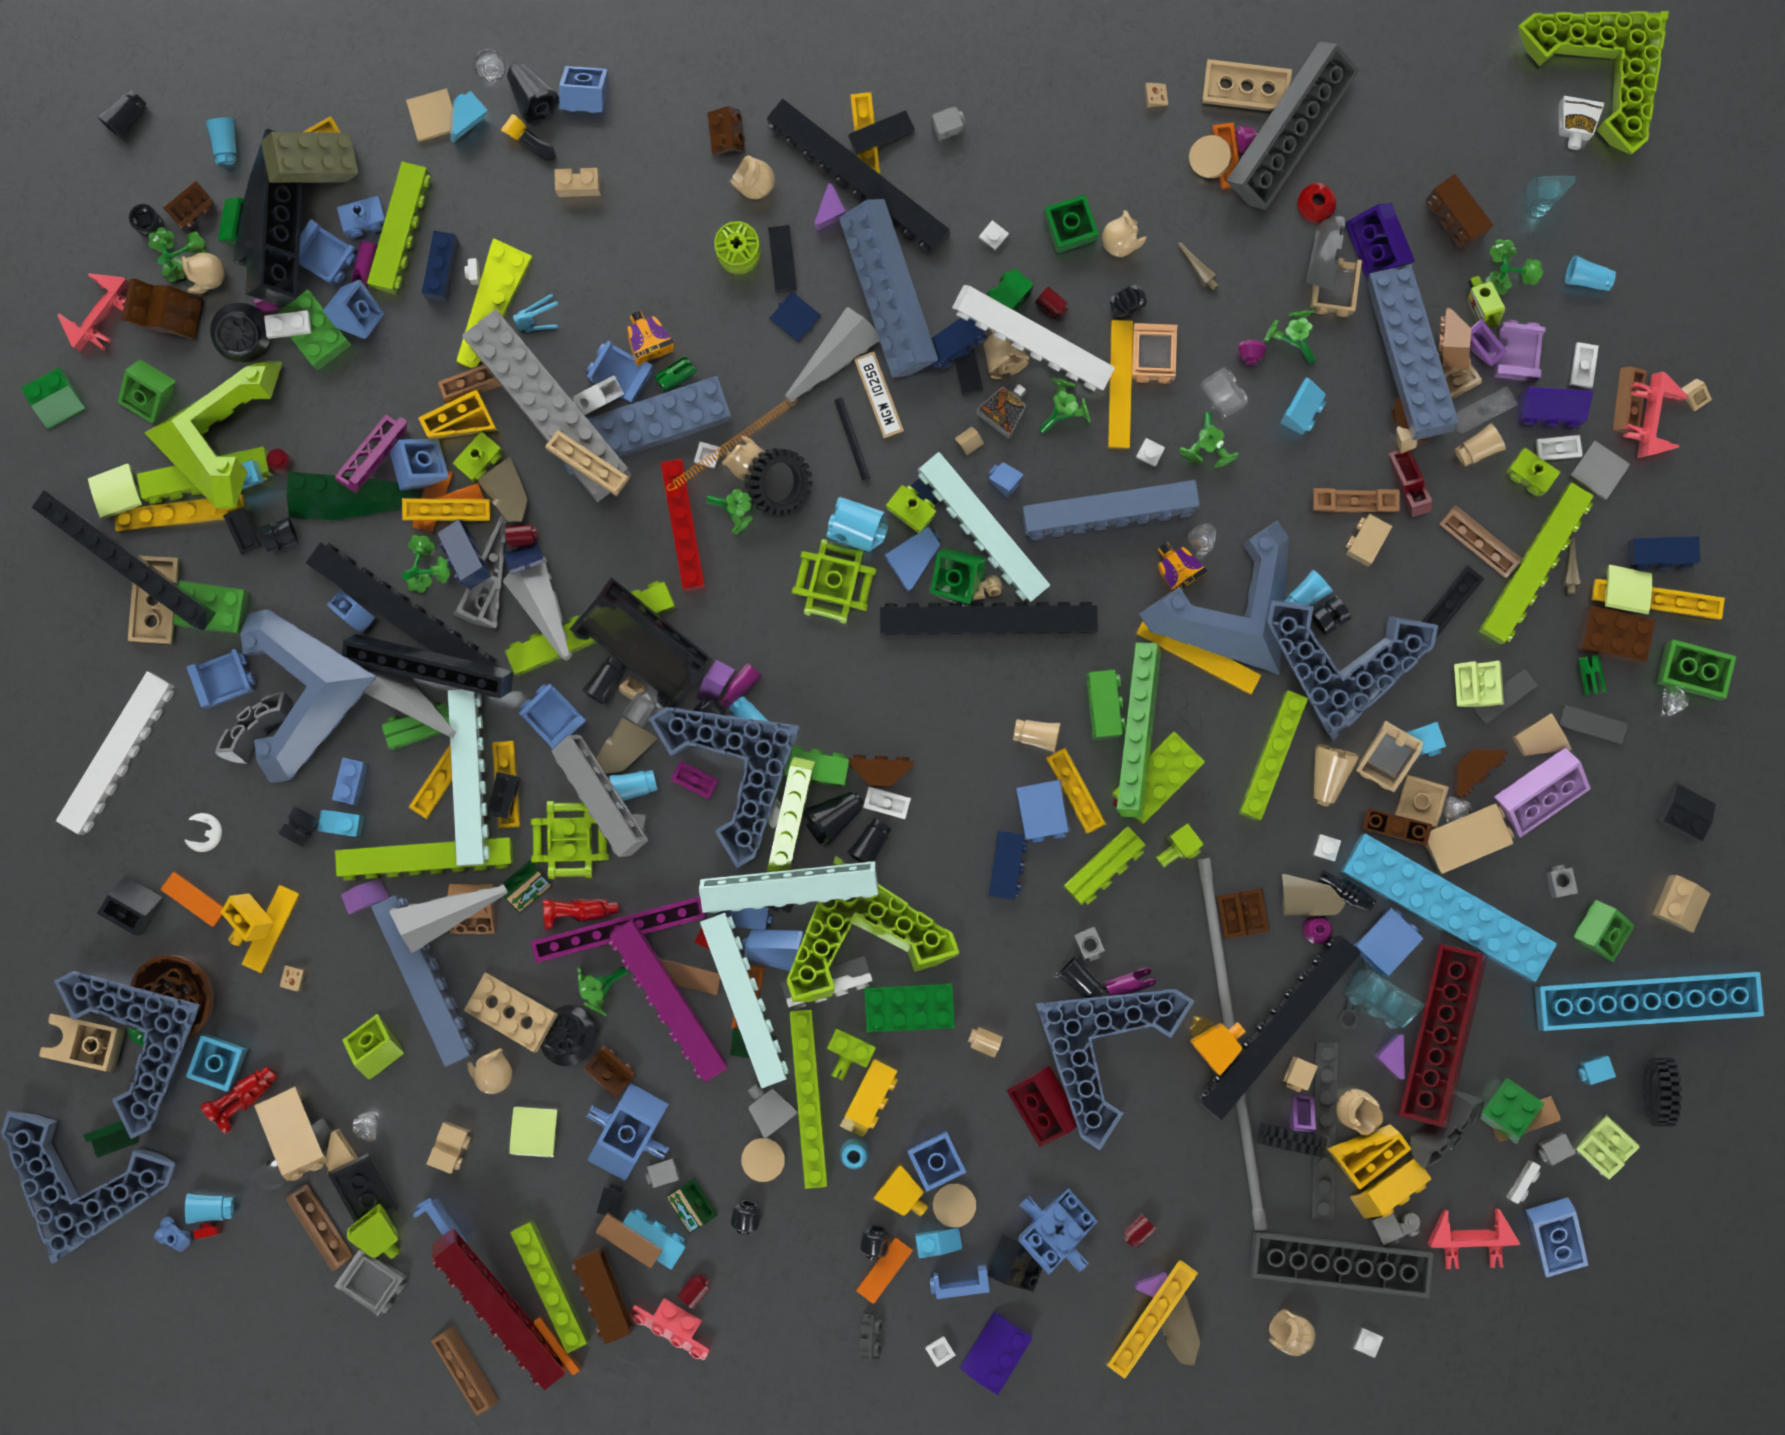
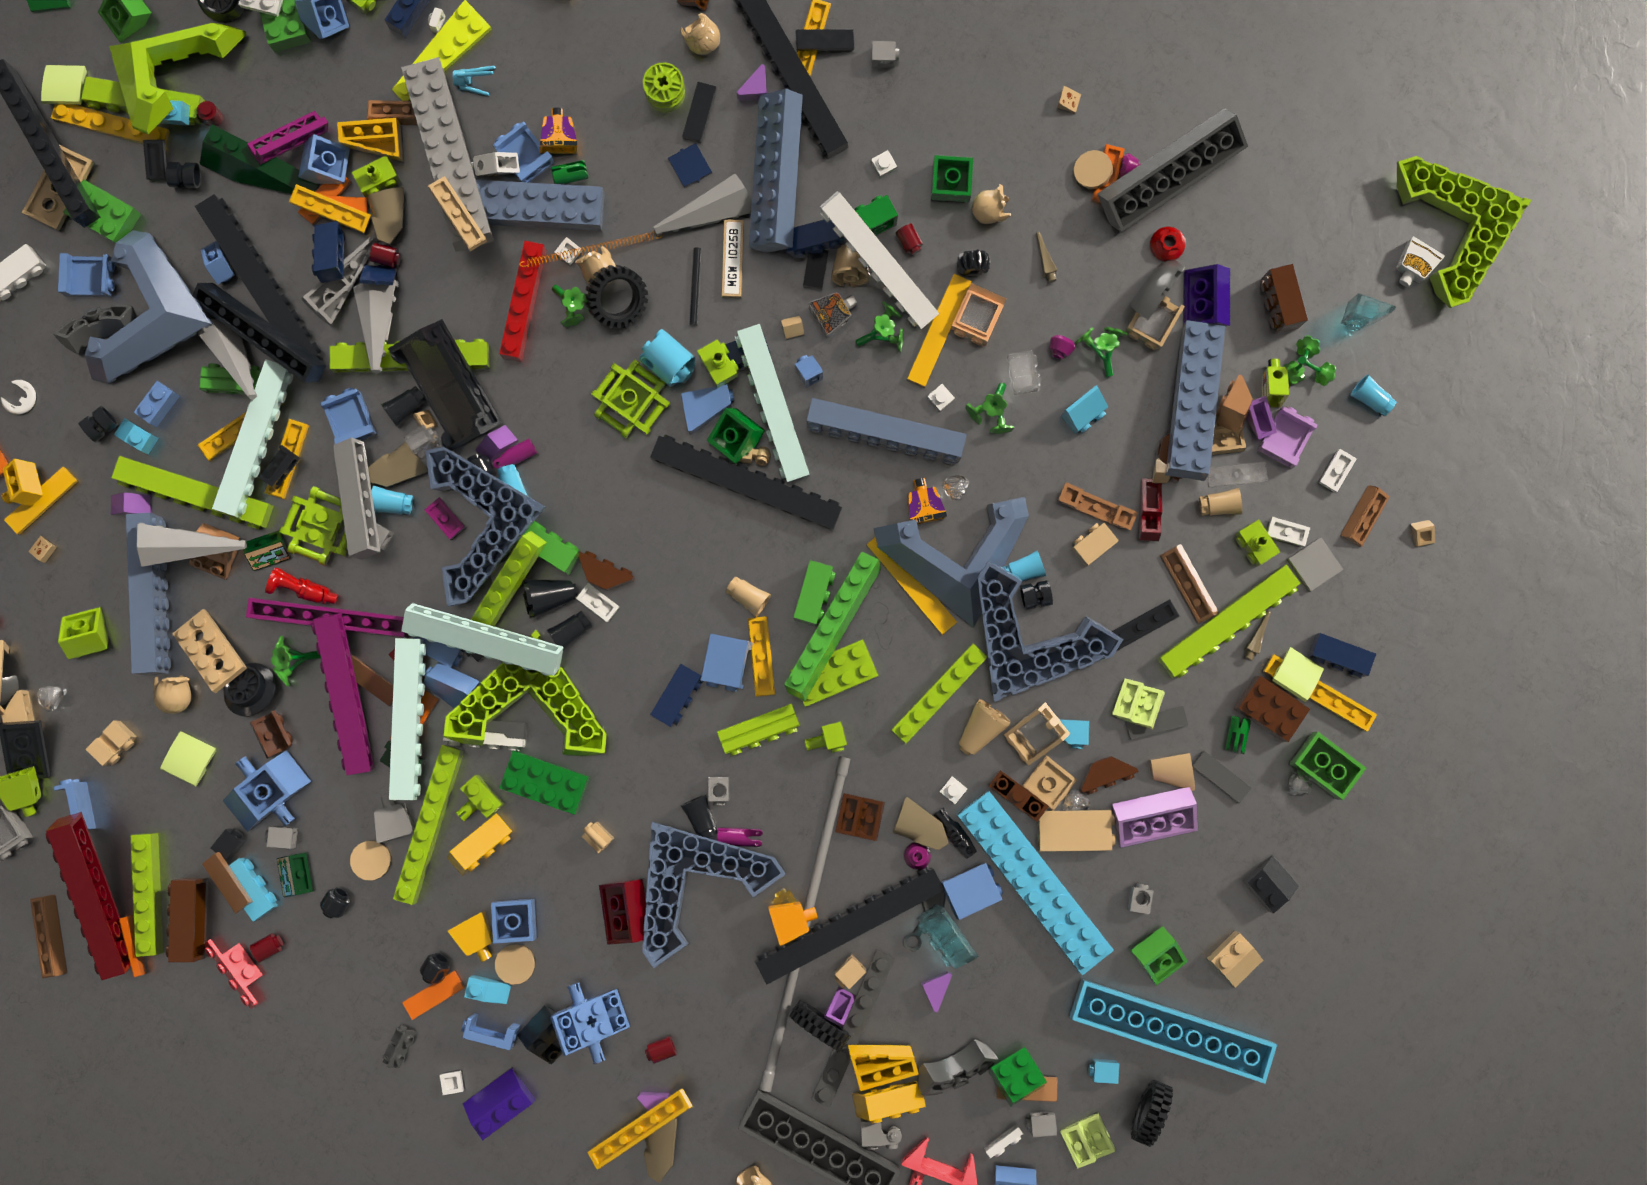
camera: 15 degrees right, 0 degrees up
(419, 579) = (284, 257): bright green plant -> none
(858, 1146) = (454, 884): medium azure plant -> none
(1238, 73) = (1146, 110): tan plate -> none
(1359, 1111) = (888, 1024): tan hair -> none
(1443, 1035) = (985, 989): dark red brick -> none
(1554, 406) = (1297, 494): dark purple slope -> none
(1660, 386) = (1395, 514): coral hose -> none

